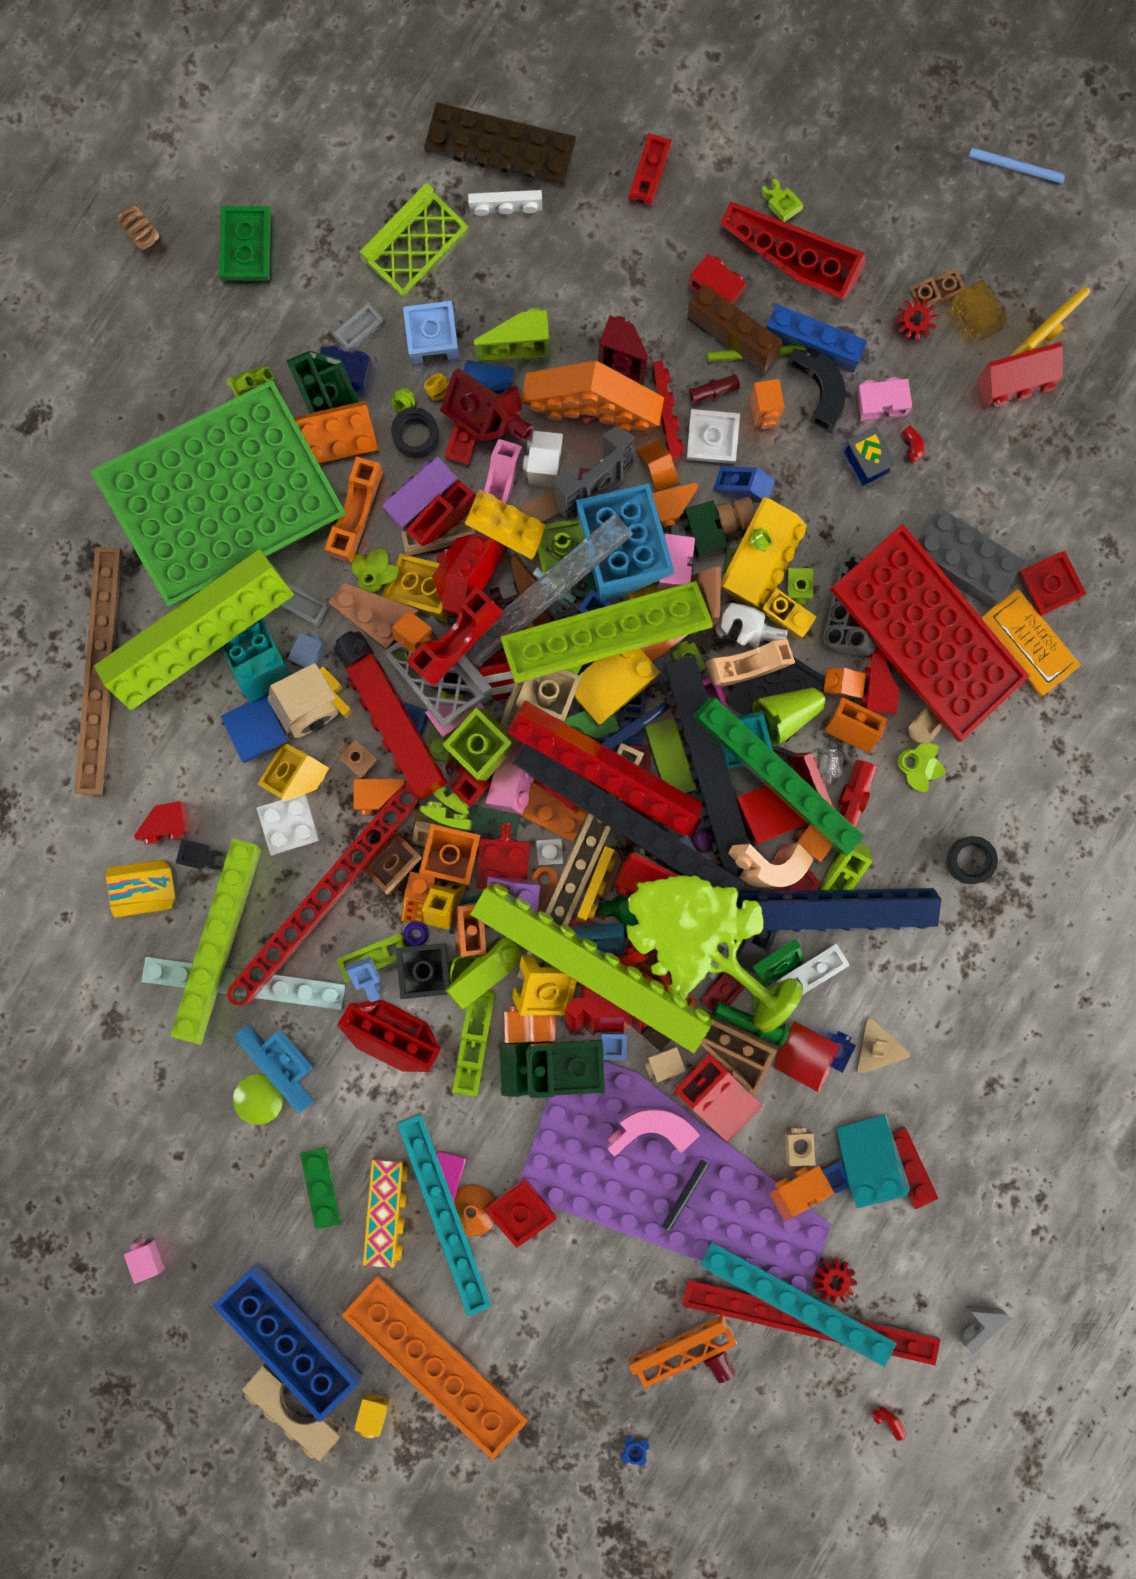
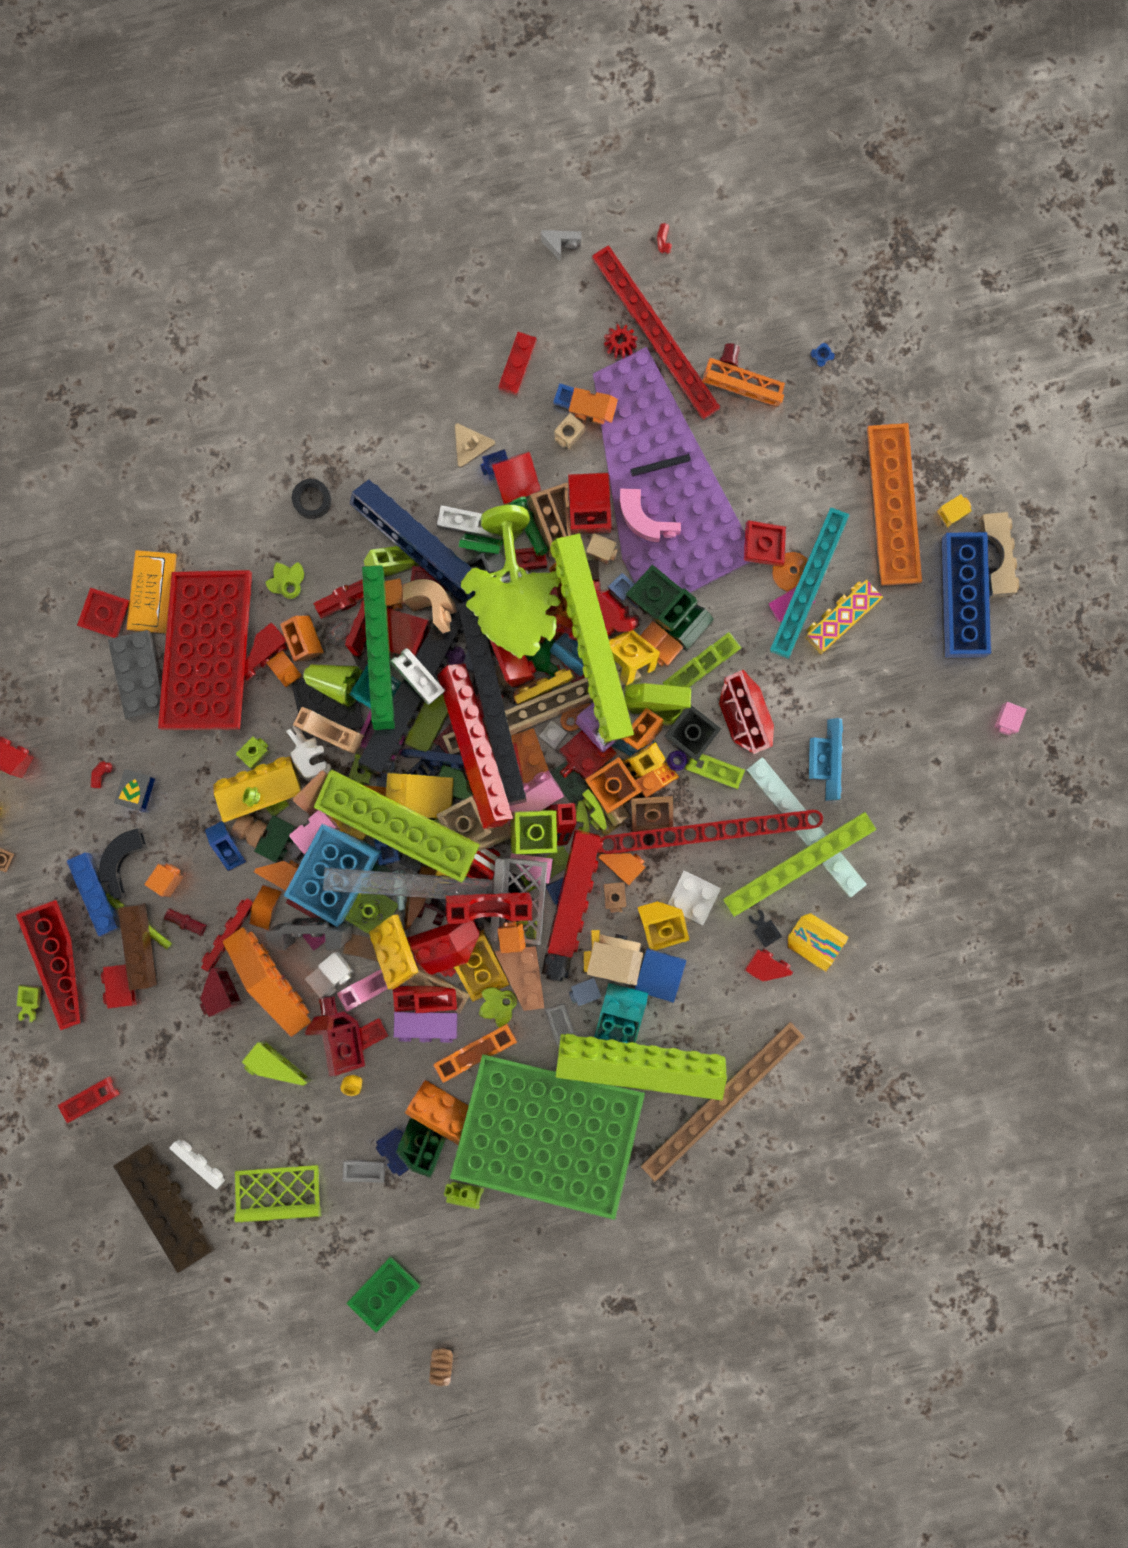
camera: 135 degrees left, 0 degrees up
(257, 1100) = (860, 750): lime dish -> none
(320, 1188) = (868, 665): green plate -> none
(365, 975) = (729, 761): medium blue plate -> none
(403, 399) = (380, 1095): lime plate -> none
(411, 414) = (377, 1072): black tyre -> none
(431, 331) = (322, 1122): light blue panel -> none
(490, 375) = (313, 1059): blue slope -> none
(713, 436) = (215, 893): white plate -> none
(716, 783) = (417, 676): none -> white plate
(788, 614) = (277, 739): yellow slope -> none
(798, 1303) = (653, 348): teal plate -> none
(846, 627) = (249, 700): dark grey beam -> none
(872, 1161) = (535, 385): teal slope -> none
(883, 397) = (95, 822): bright pink brick -> none
(922, 324) = (22, 840): red gear -> none
(924, 726) = (262, 599): tan tile -> none

